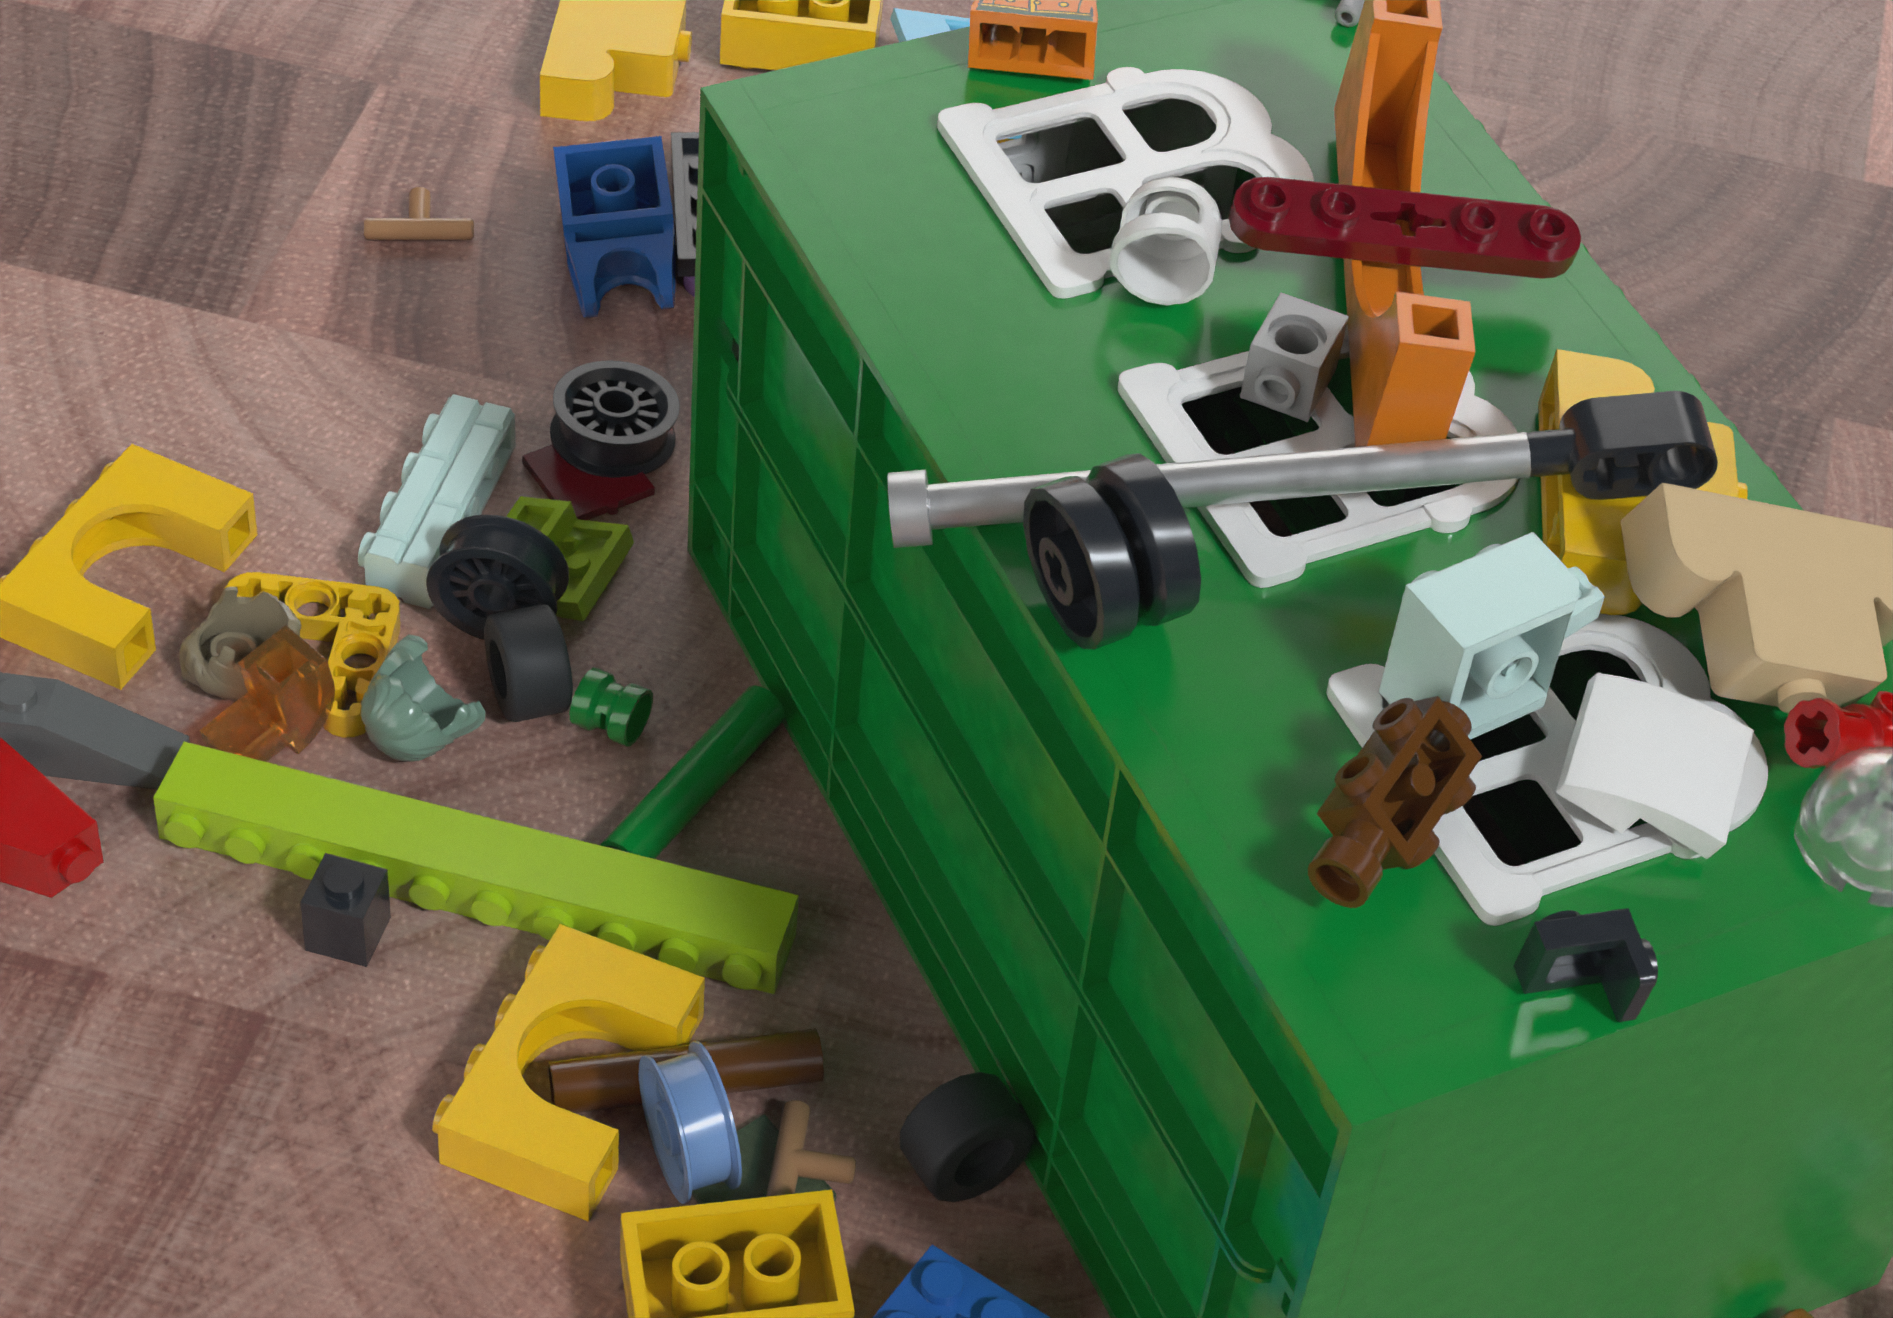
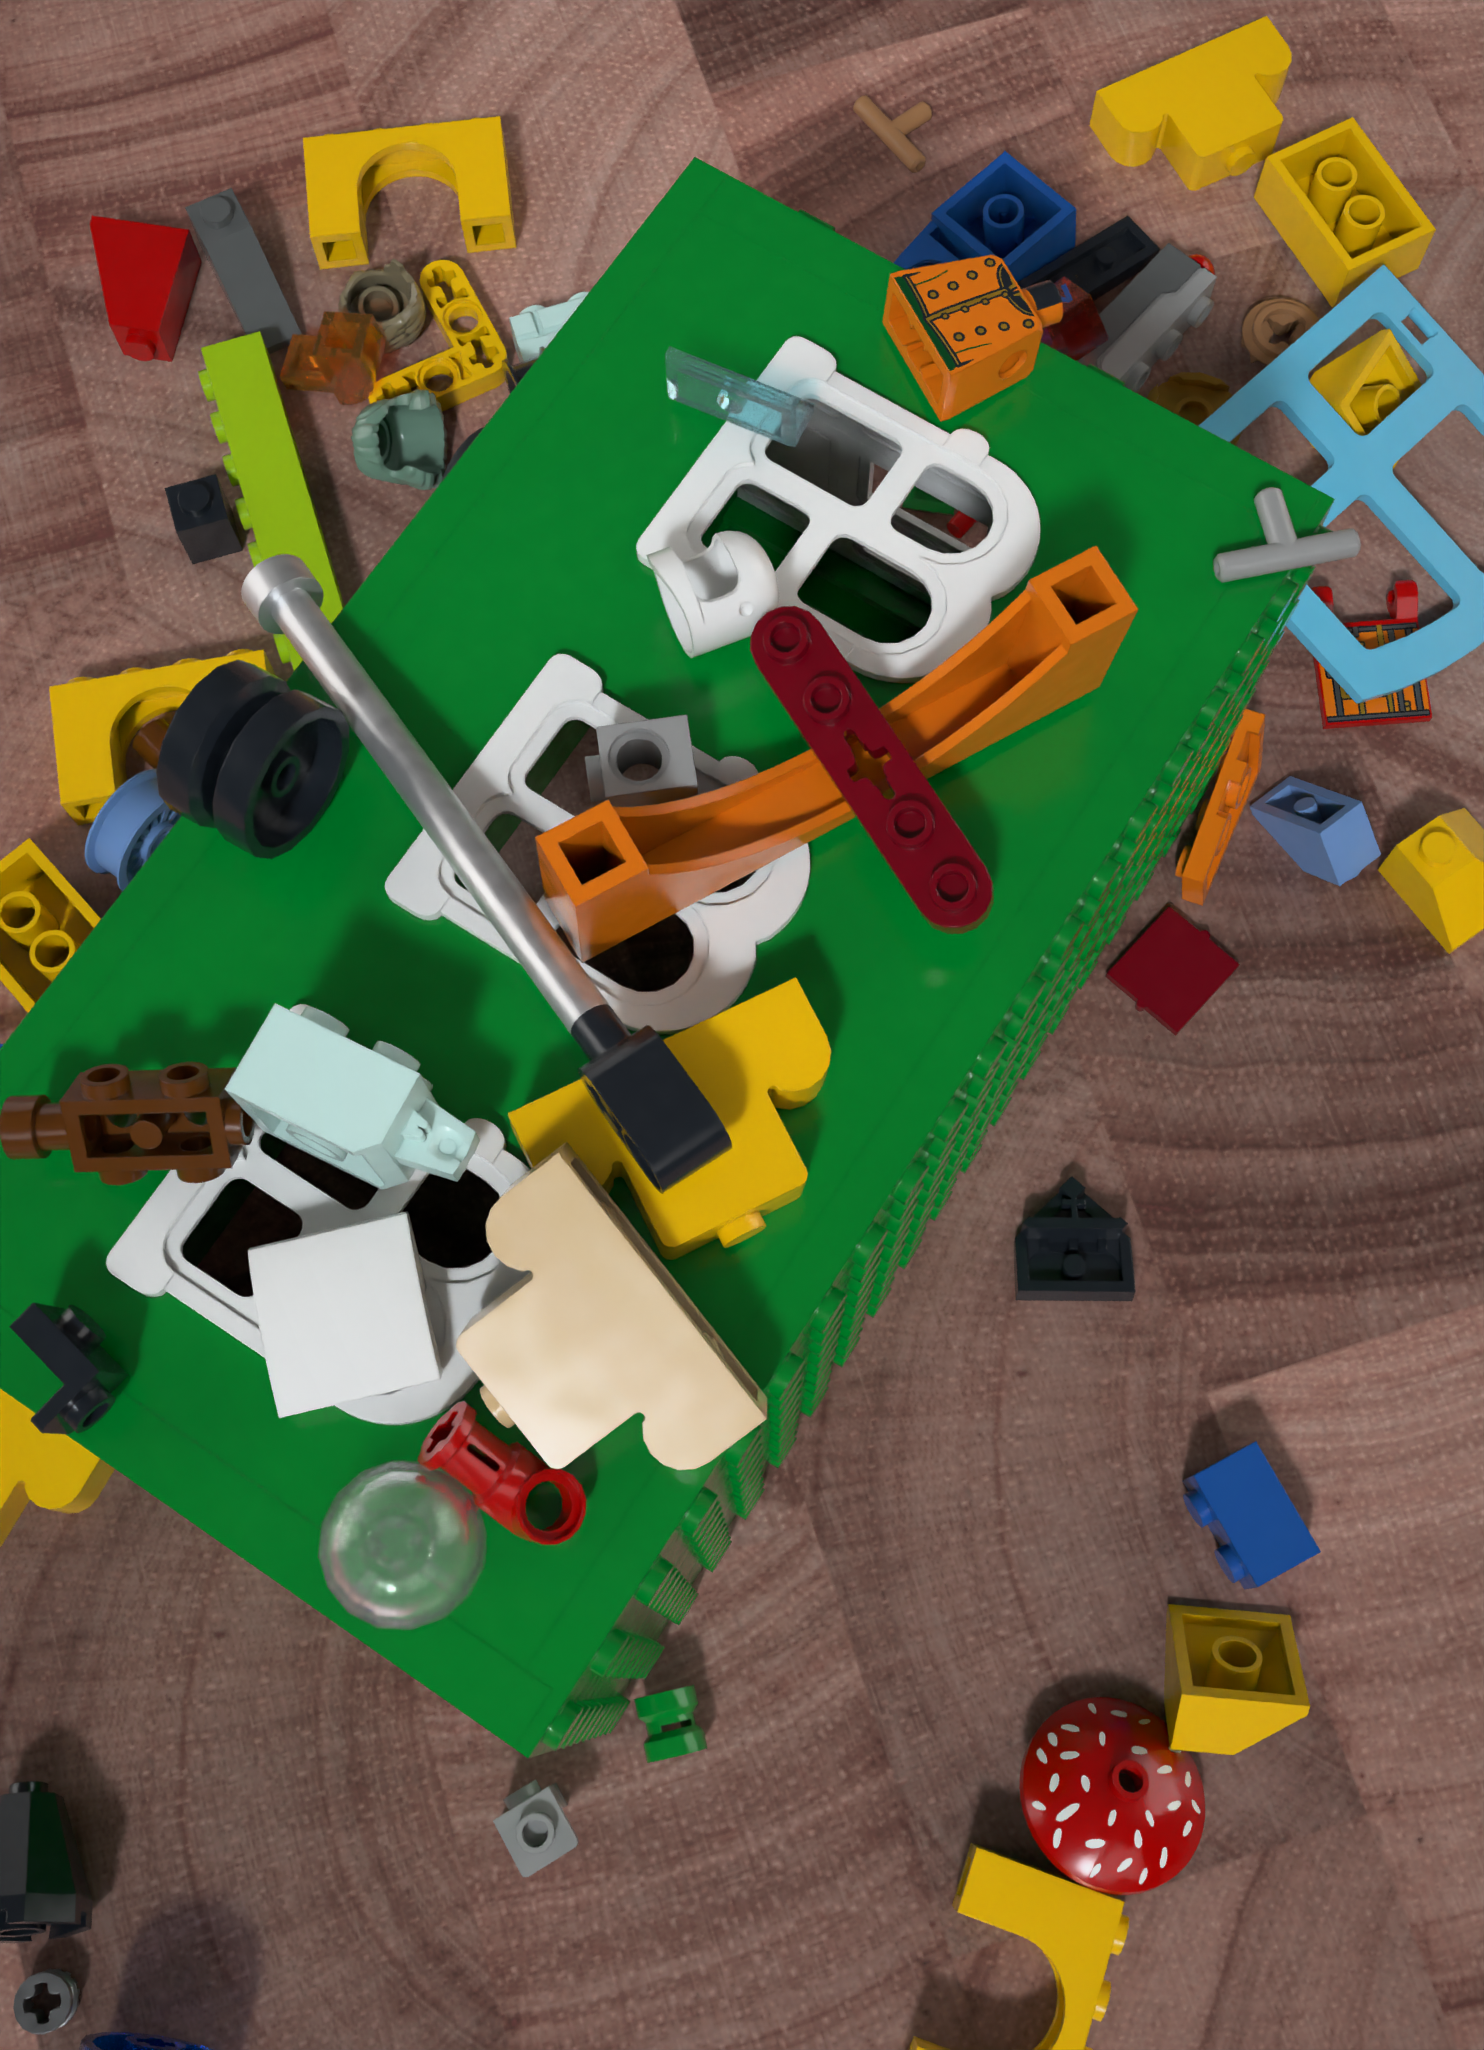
camera: 65 degrees right, 25 degrees up
(981, 153) = (736, 398): none -> clear light blue slope

